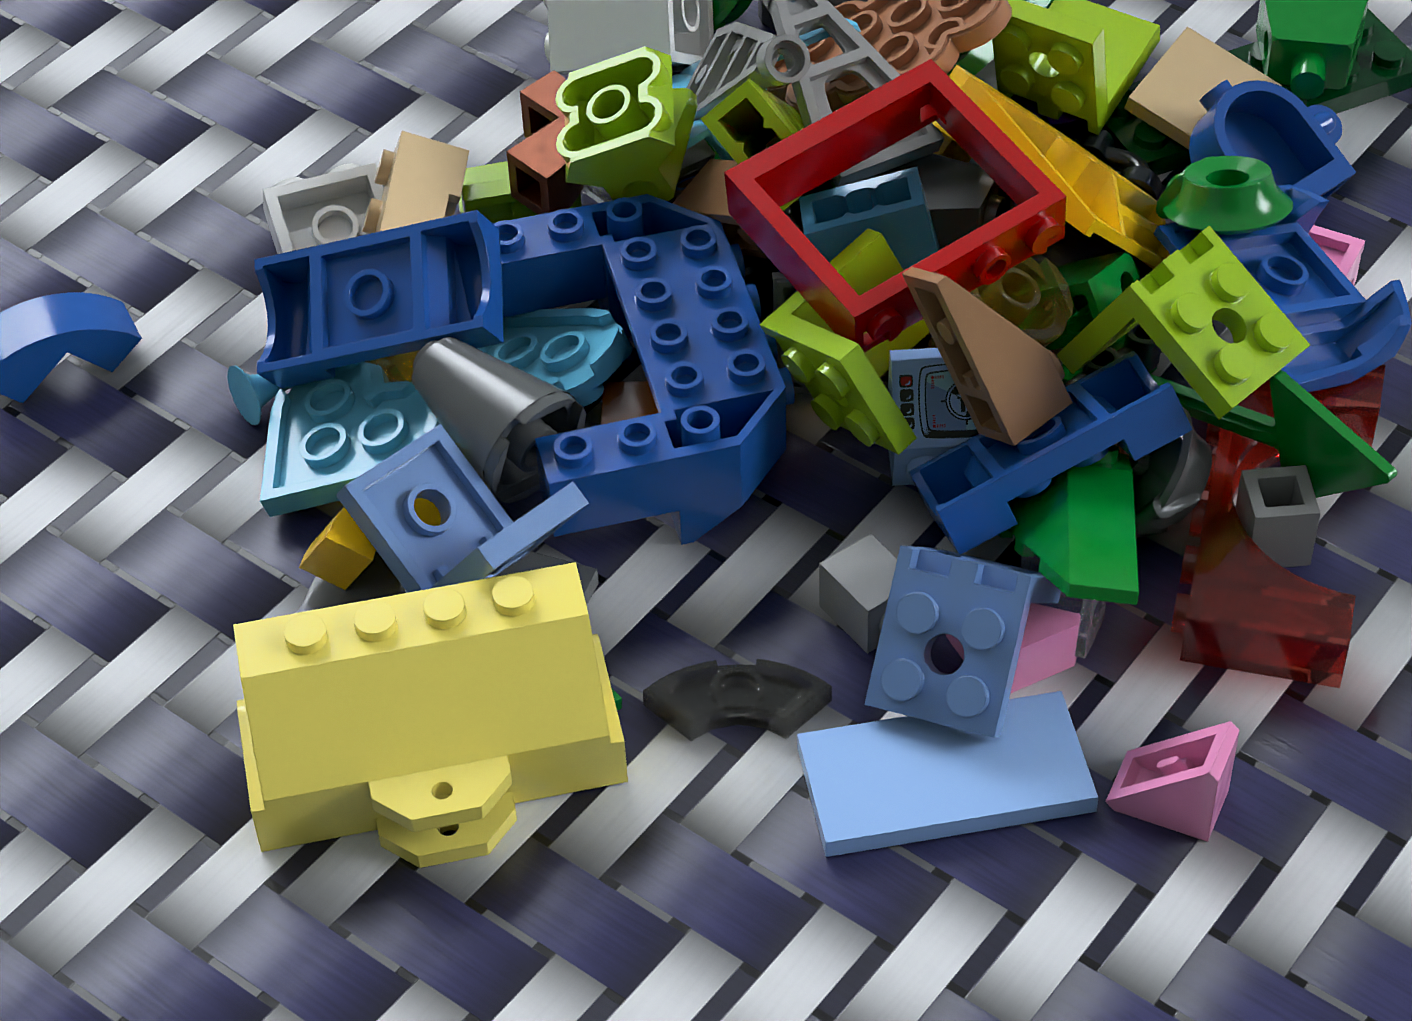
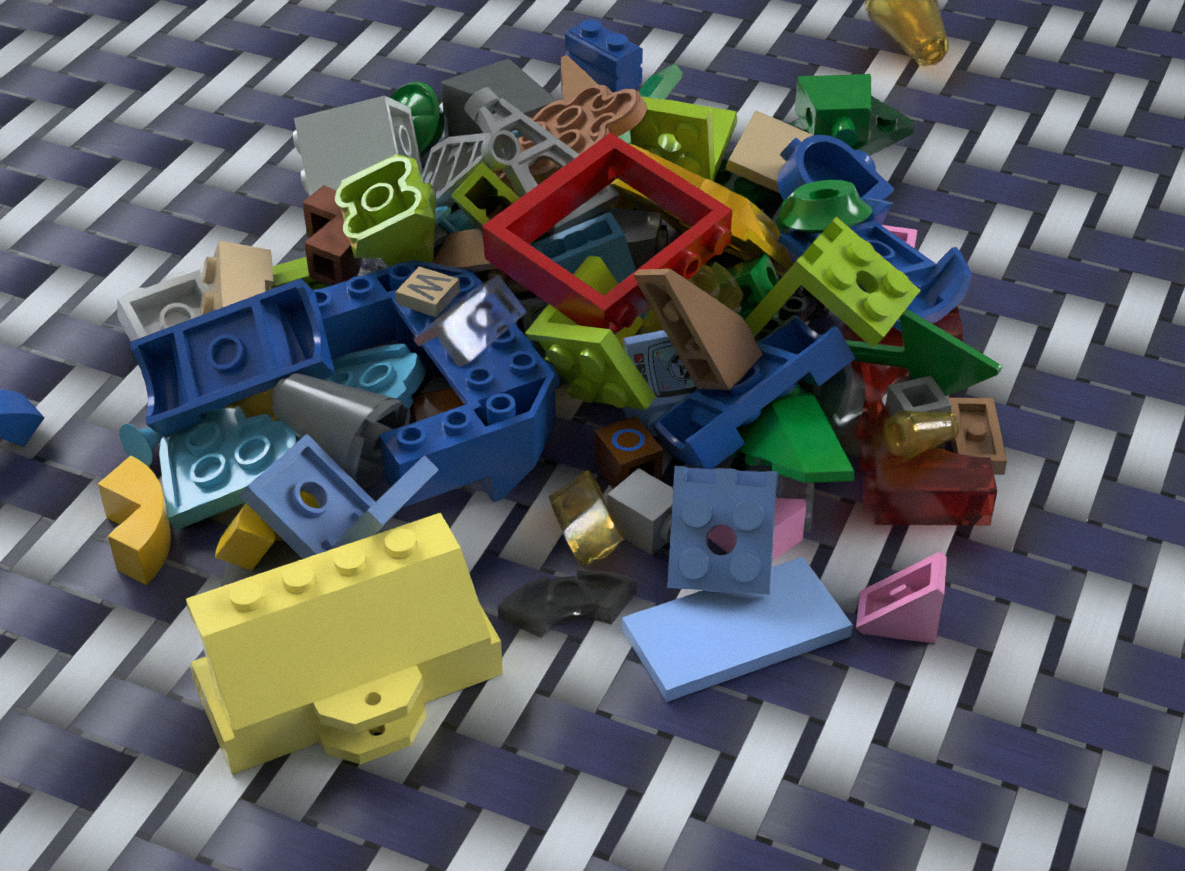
camera: 15 degrees left, 5 degrees down
(230, 517) = (137, 504): none -> yellow brick
(646, 246) = (427, 291): none -> tan tile
(694, 299) = (474, 321): none -> clear panel
(785, 590) = (586, 519): none -> clear yellow slope
(869, 501) = (624, 449): none -> reddish brown brick
(1262, 544) = (918, 431): none -> clear yellow cone
(1358, 552) = (979, 431): none -> medium nougat plate

